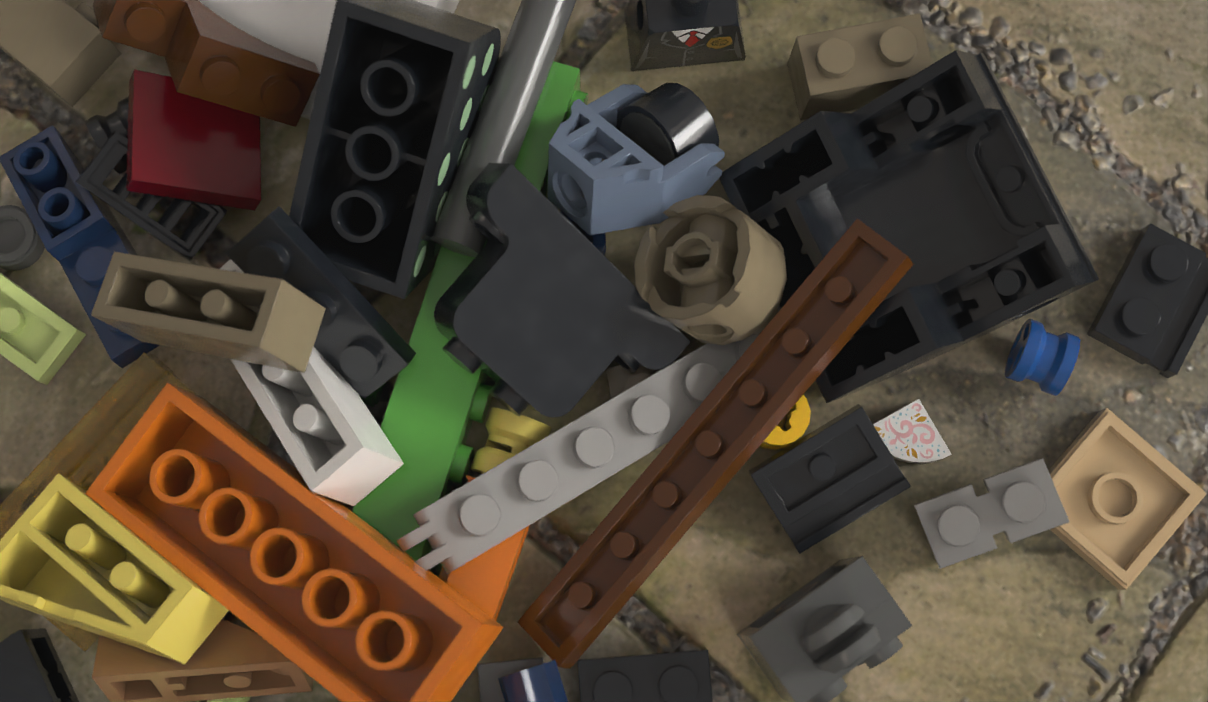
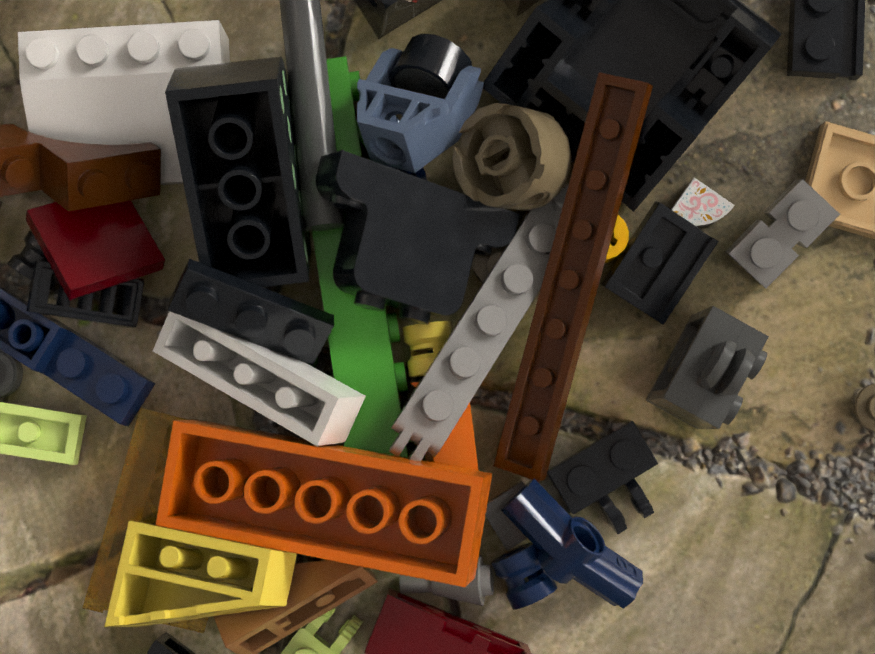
camera: 30 degrees left, 5 degrees up
(209, 311) = (179, 356): dark tan brick -> none
(1042, 357) = (765, 107): blue wheel -> none

